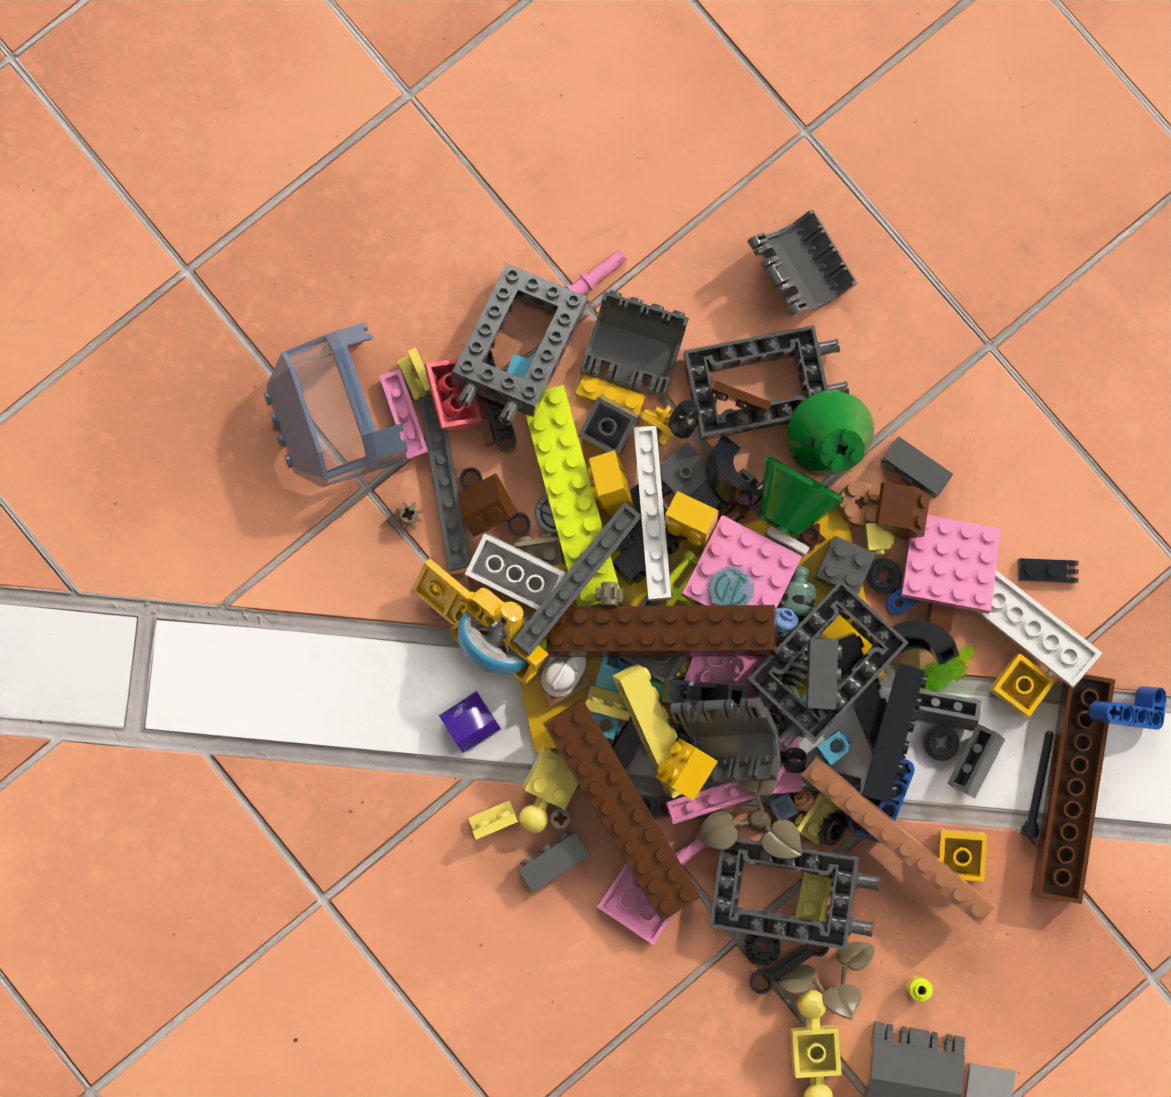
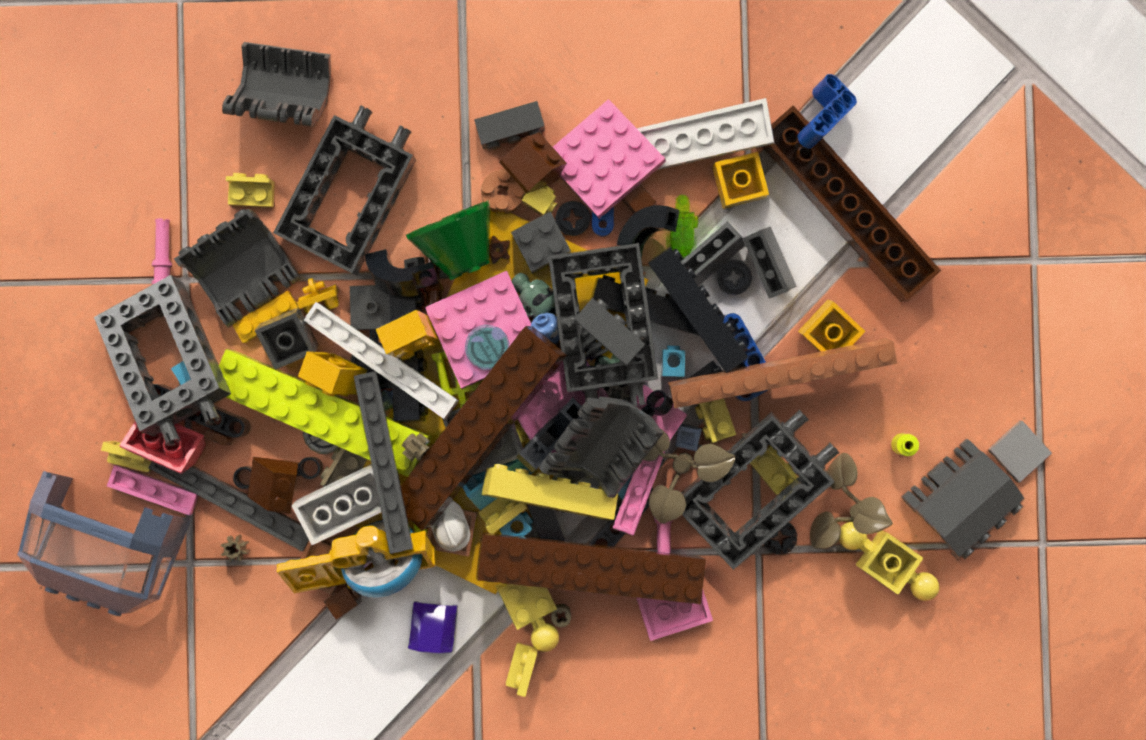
camera: 45 degrees left, 5 degrees up
(435, 634) = (342, 602): none -> reddish brown brick
(553, 861) = (589, 646): dark grey brick -> none
(684, 419) = (327, 276): black rock -> none
(686, 769) = (599, 495): yellow brick -> none
(700, 305) = (250, 191): none -> light yellow bracket
(742, 399) = (345, 218): reddish brown hinge -> none
(785, 966) = (806, 534): black piece -> none
(786, 541) = (486, 272): white tile -> none
(804, 800) = (695, 418): nougat plate -> none
(830, 432) = (428, 170): green cone -> none
(832, 828) = (733, 413): black gear -> none
(1030, 827) = (851, 261): black piece -> none
(1047, 570) = (668, 89): black hinge -> none

